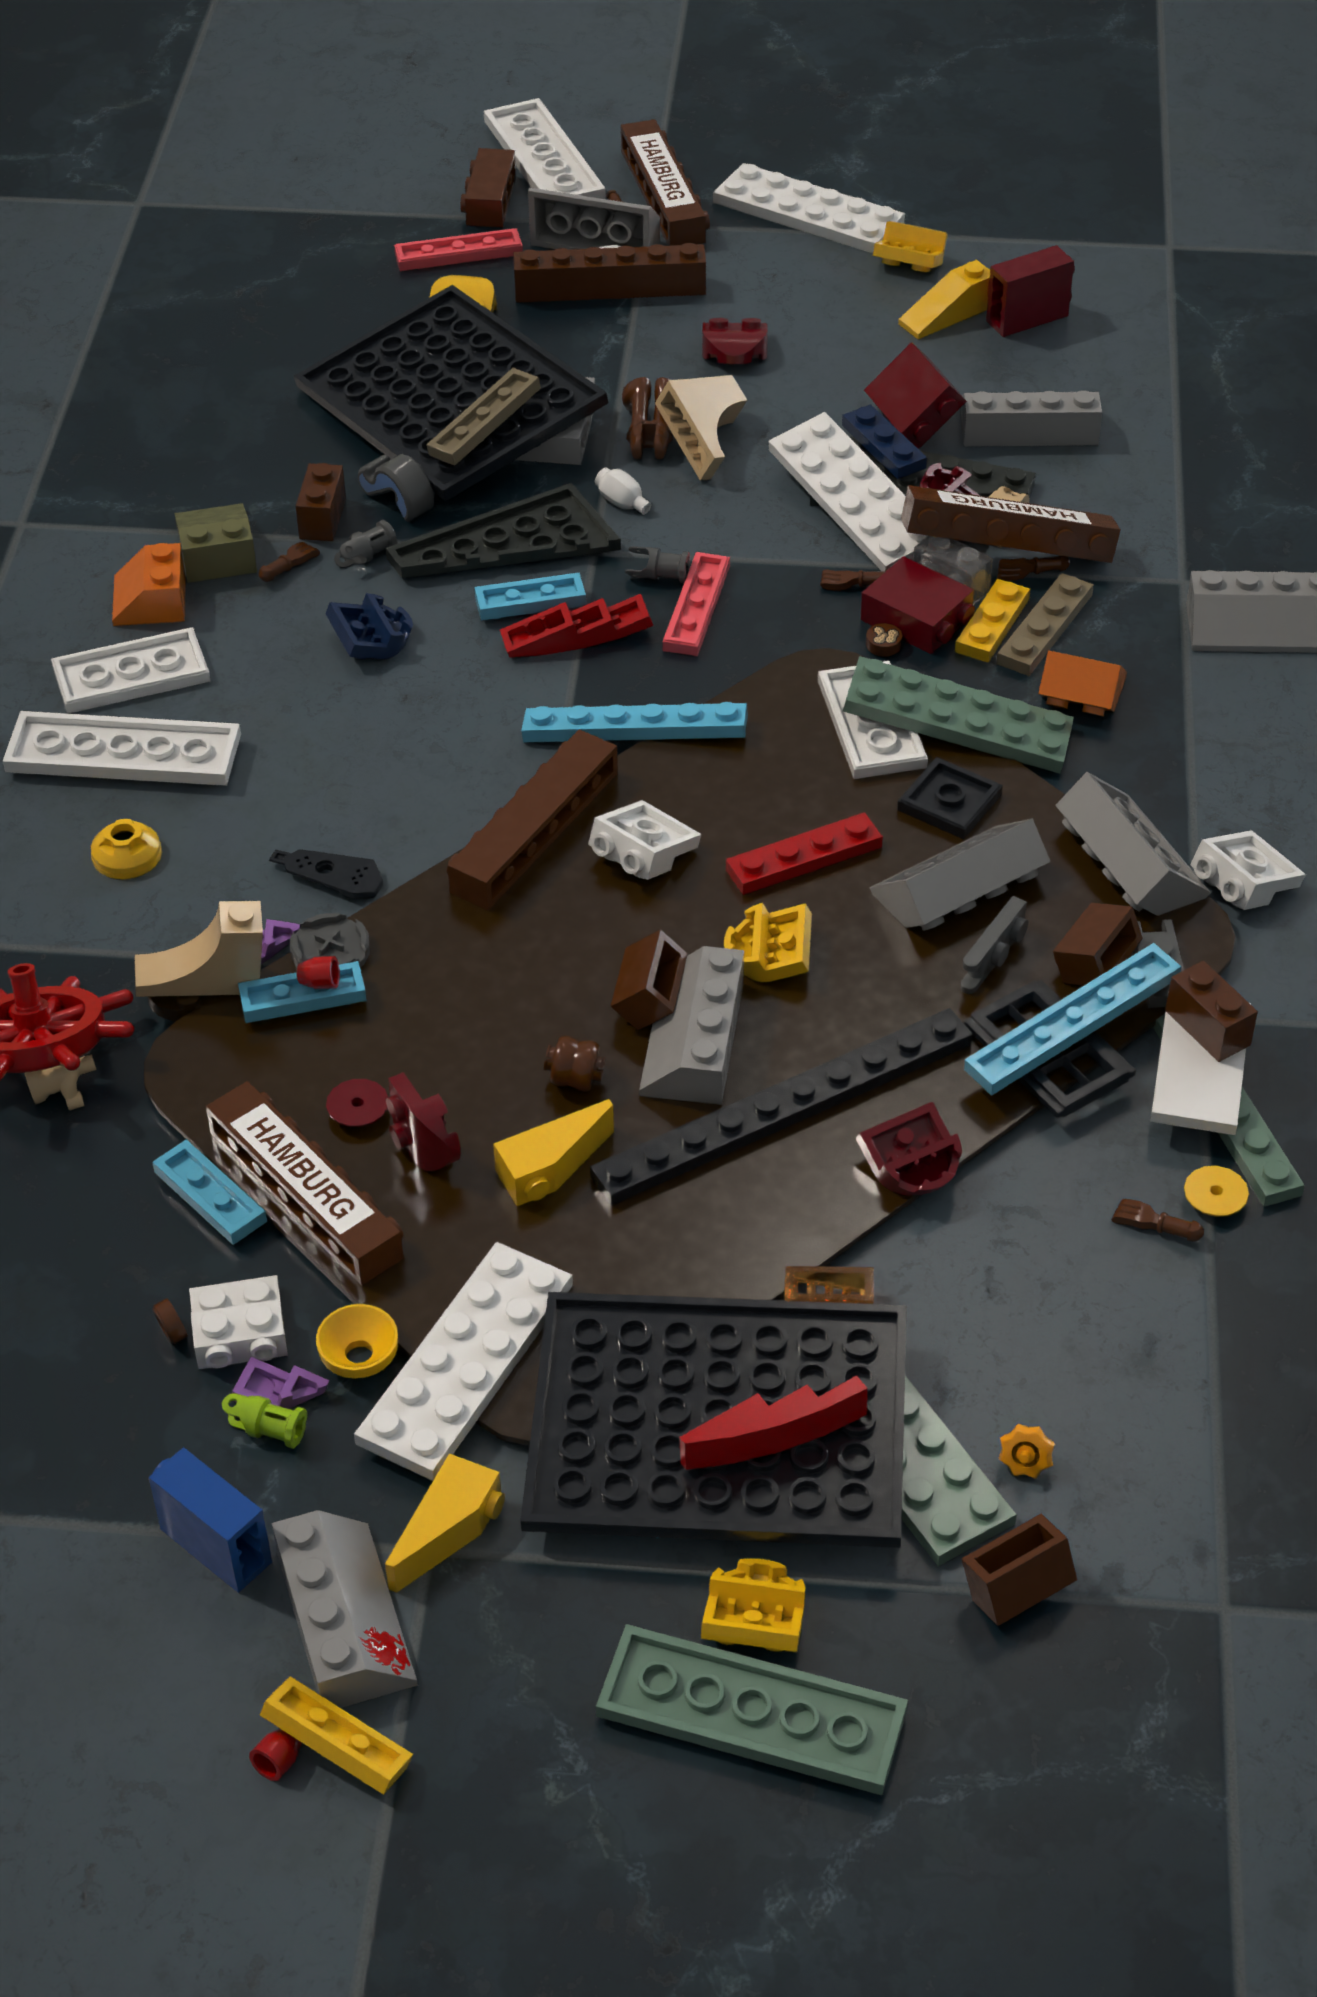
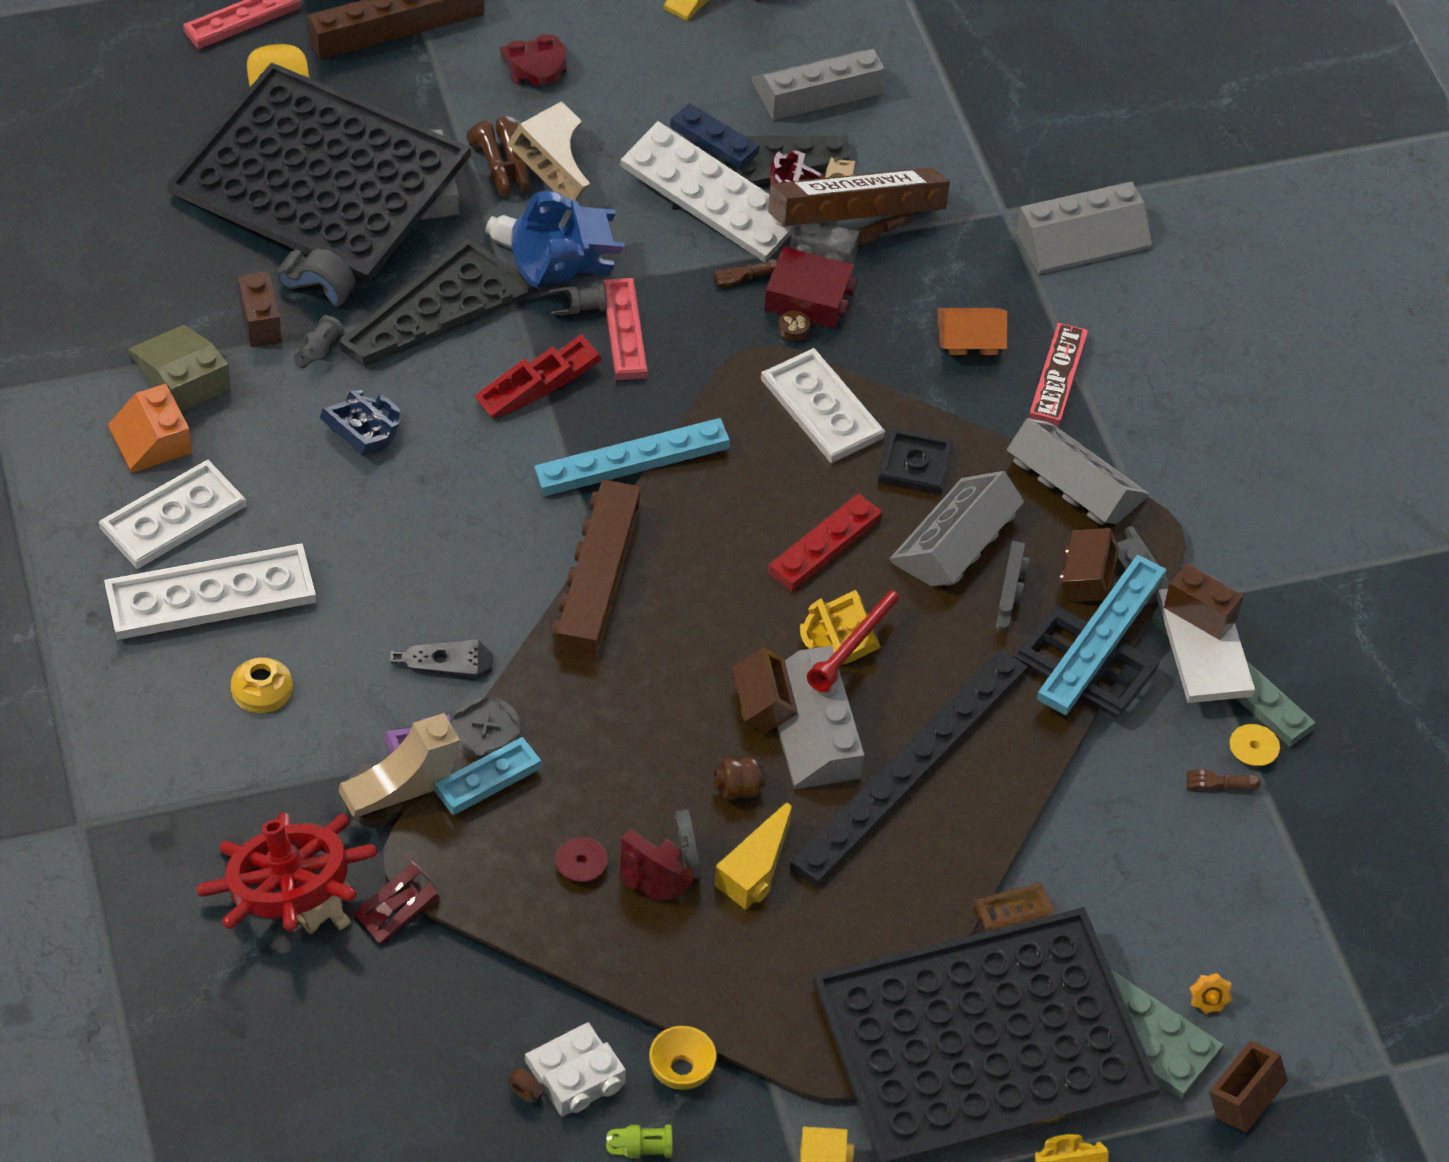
camera: 25 degrees left, 5 degrees up
(126, 1091) = (379, 915): none -> dark red piece
(209, 1192) = (498, 968): medium azure plate -> none
(278, 1385) = (623, 1111): medium lavender slope -> none
(295, 556) = (259, 365): reddish brown piece -> none
(306, 1182) = (576, 939): reddish brown brick -> none
(319, 972) = (500, 757): red hose -> none
(462, 1361) = (770, 1048): white plate -> none
(476, 1117) = (687, 842): none -> dark grey tile
(483, 416) = (374, 195): dark tan plate -> none
(529, 596) = (484, 357): medium azure plate -> none
(641, 839) = (696, 565): white plate -> none
(650, 511) = (555, 252): none -> blue piece
(713, 972) = (824, 674): none -> red piece
(760, 1430) = (1031, 1036): red slope -> none
(912, 1151) = (1028, 779): dark red slope -> none
(915, 395) = (722, 86): dark red brick -> none
(959, 714) = (890, 384): sand green plate -> none
(992, 620) = (872, 286): yellow plate -> none
(1045, 624) = (915, 279): dark tan plate -> none
(1164, 751) = (1058, 374): none -> tile
(1245, 869) = (1166, 466): white plate -> none

